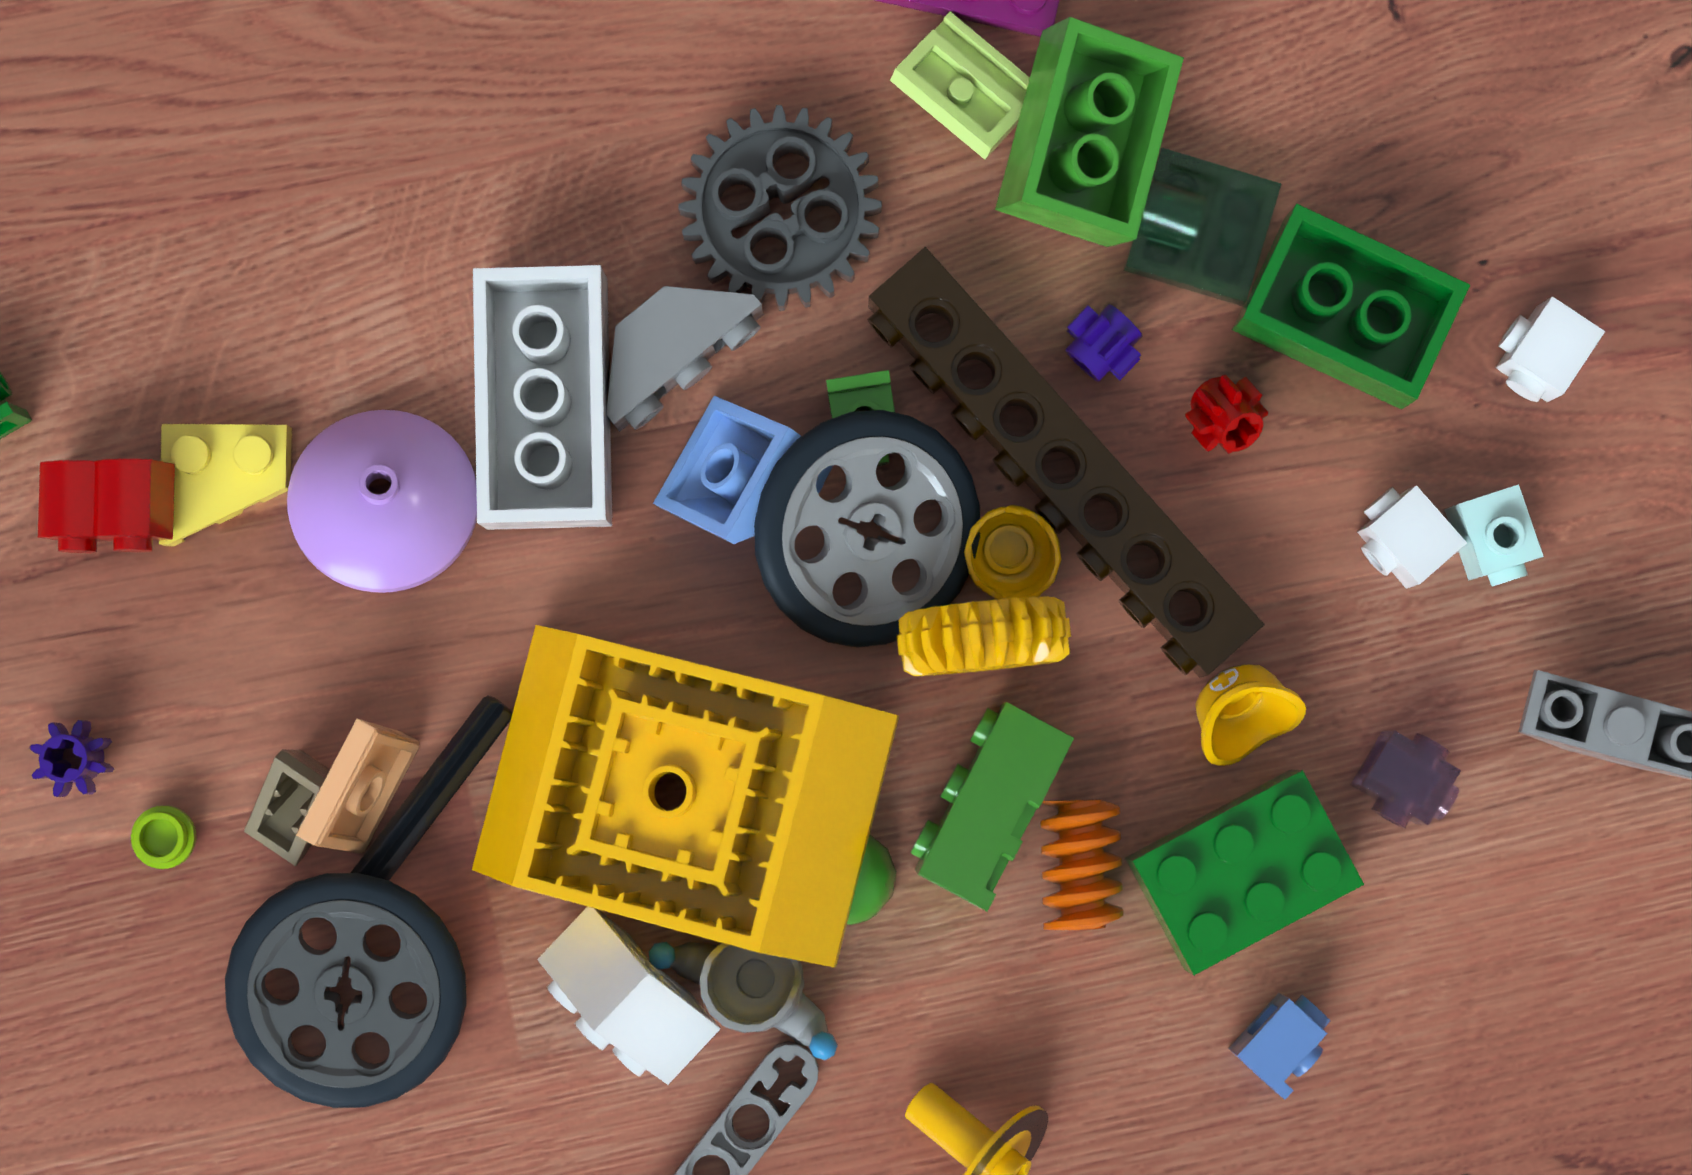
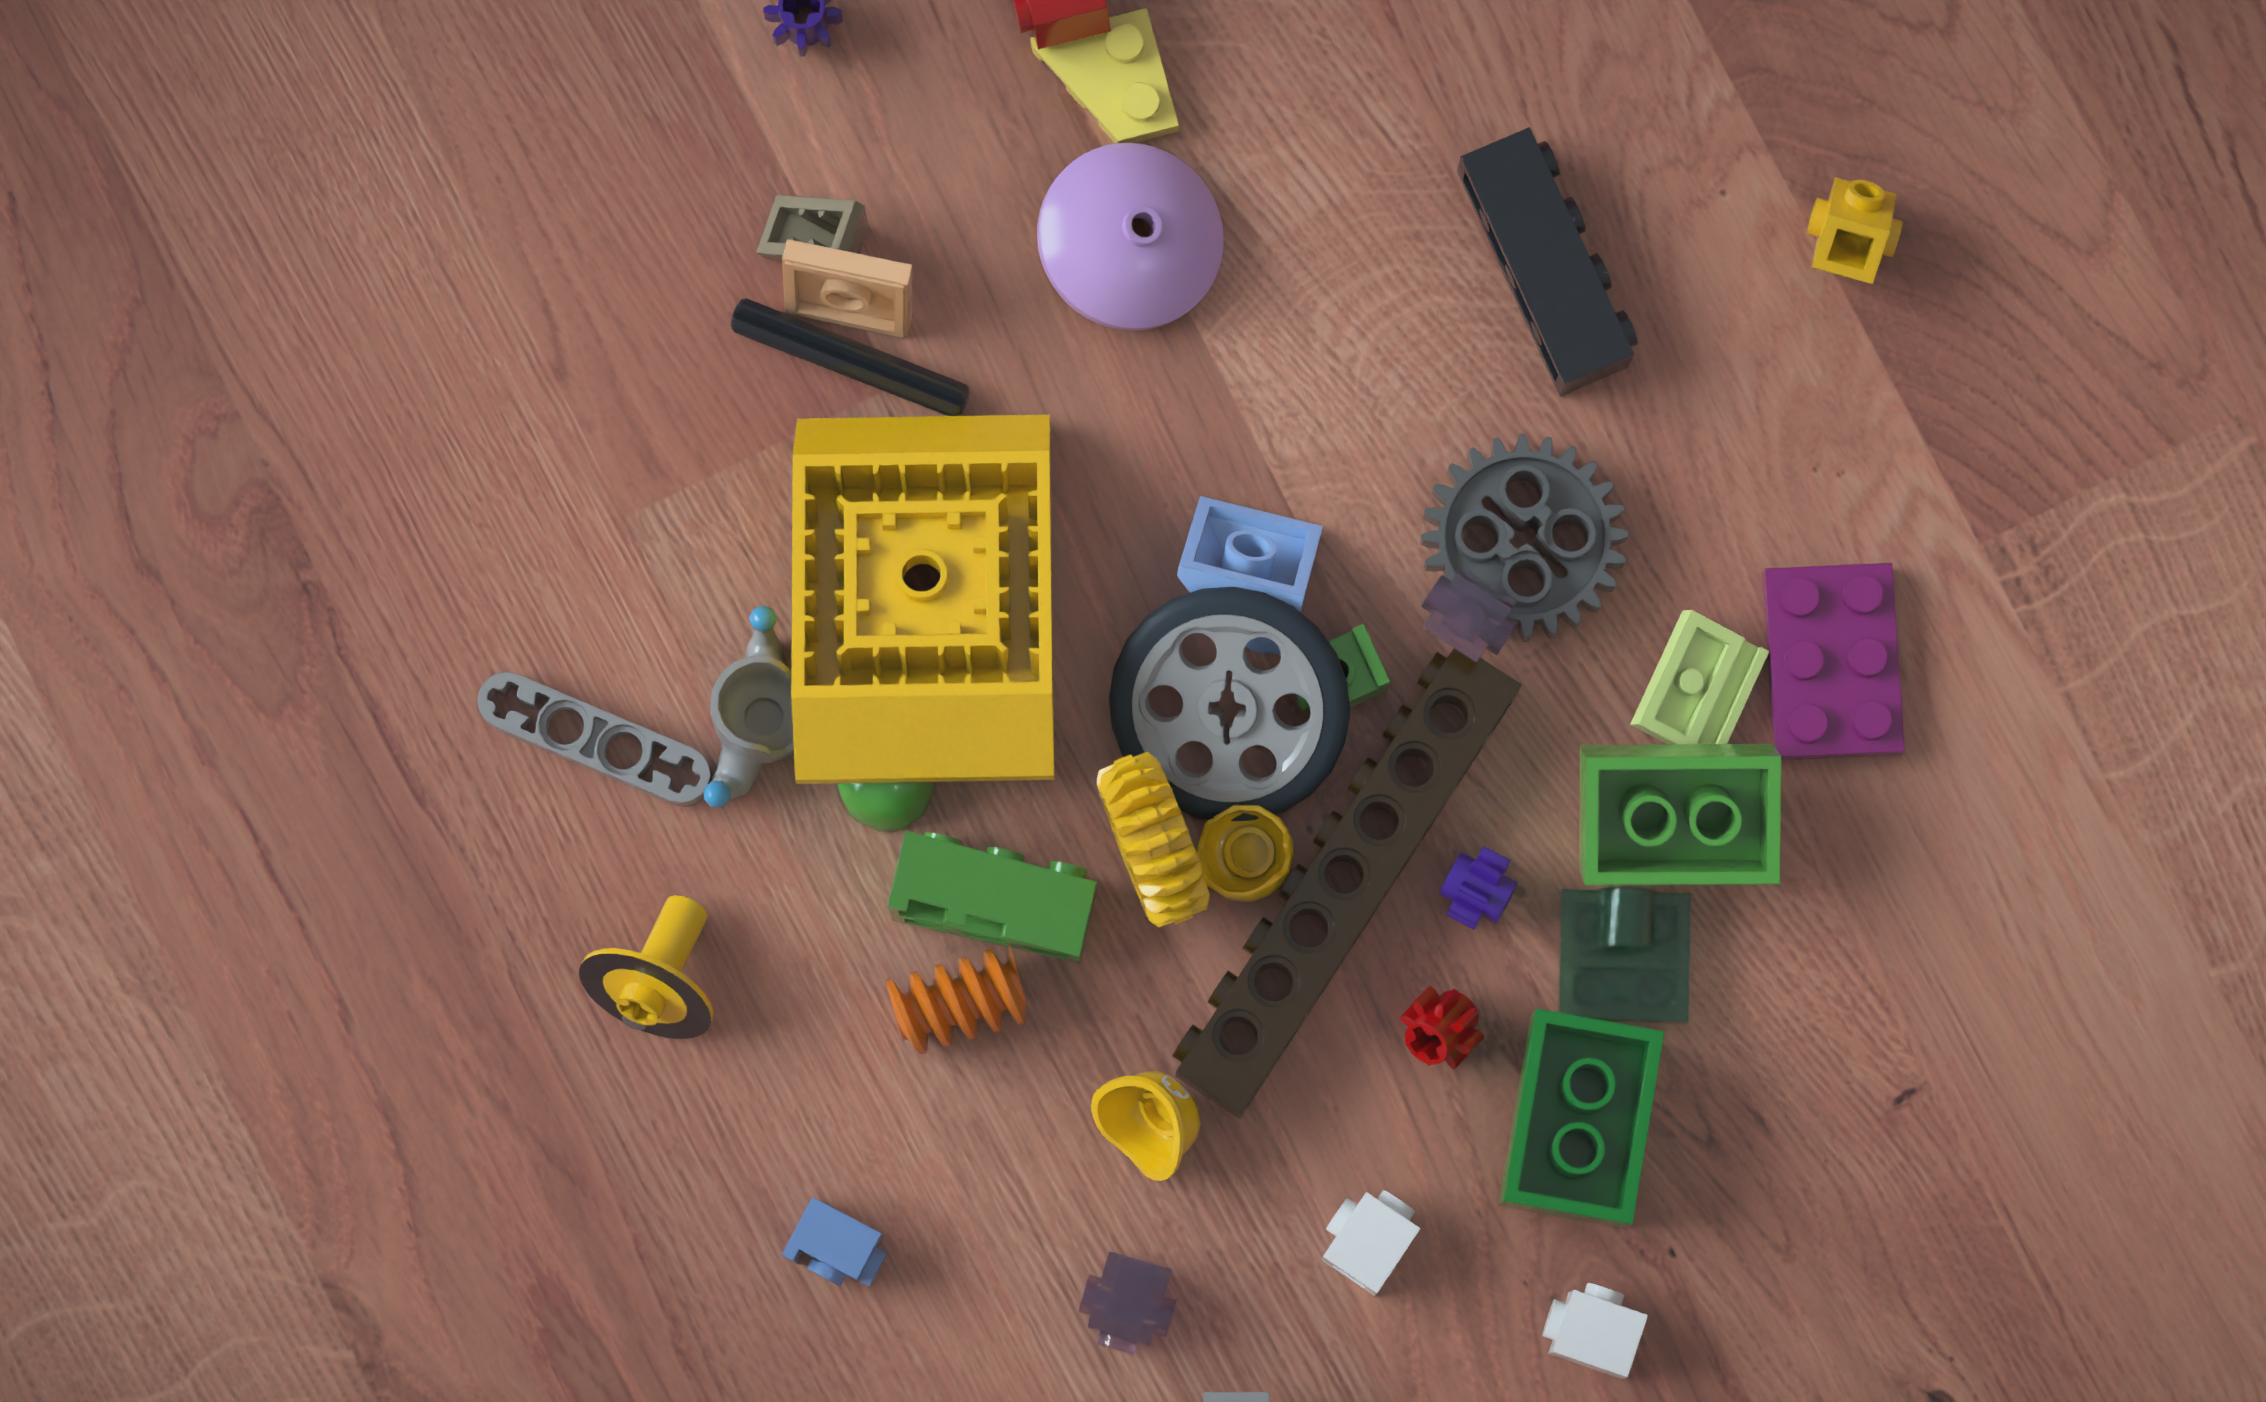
camera: 75 degrees right, 5 degrees down
(163, 837) = (750, 121): lime plate -> none
(353, 906) = (701, 396): wedge -> none
(518, 111) = (1546, 261): none -> black brick
(542, 397) = (1270, 359): white brick -> none
(625, 998) = (711, 594): white brick -> none
(670, 345) = (1358, 468): light grey slope -> none
(848, 274) = (1469, 614): none -> clear purple brick
(1244, 871) = (994, 1160): green brick -> none
(1496, 535) = (1394, 1326): light aqua brick -> none

